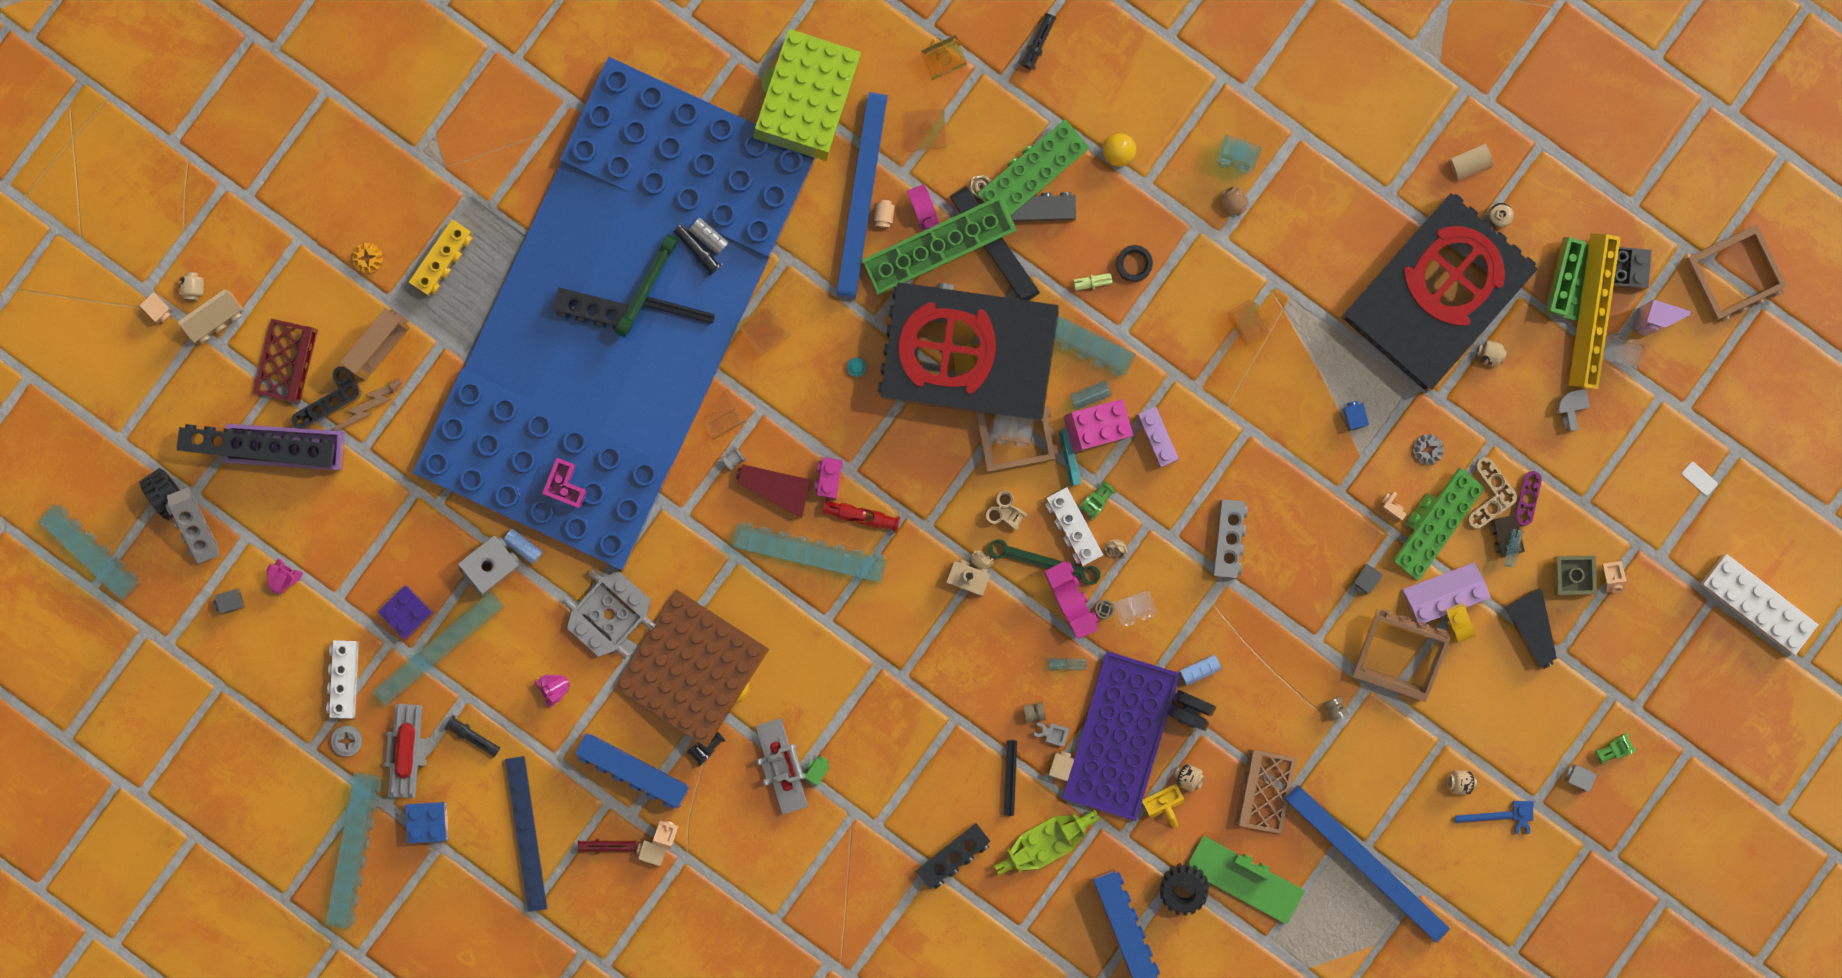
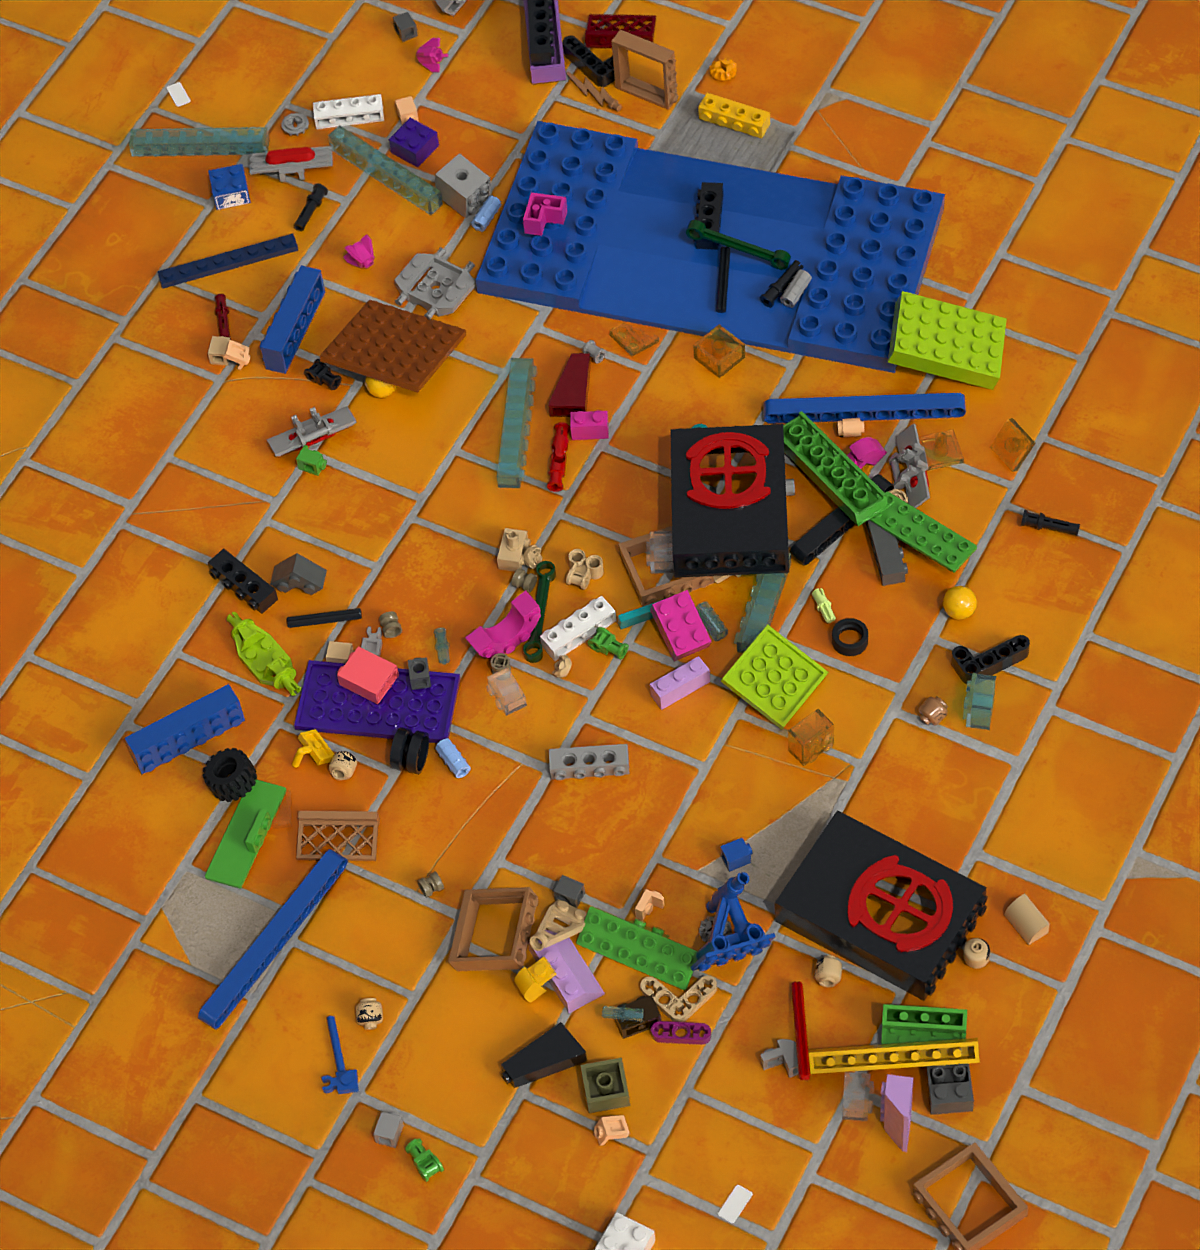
camera: 90 degrees right, 30 degrees down
(269, 868) = (178, 94): none -> white sticker
(358, 614) = (406, 109): none -> light nougat brick
(933, 159) = (915, 476): none -> light grey piece
(963, 798) = (299, 573): none -> dark grey brick
(1006, 576) = (524, 580): none -> dark tan wheel
(1097, 741) = (367, 675): none -> coral brick
(1113, 690) = (421, 679): none -> dark grey brick
(1172, 345) = (774, 677): none -> lime plate
(1184, 130) = (1015, 649): none -> black beam
(1390, 584) = (564, 912): none -> tan plate
(1457, 425) = (747, 937): none -> blue plate
(1555, 390) = (800, 1031): none -> red axle

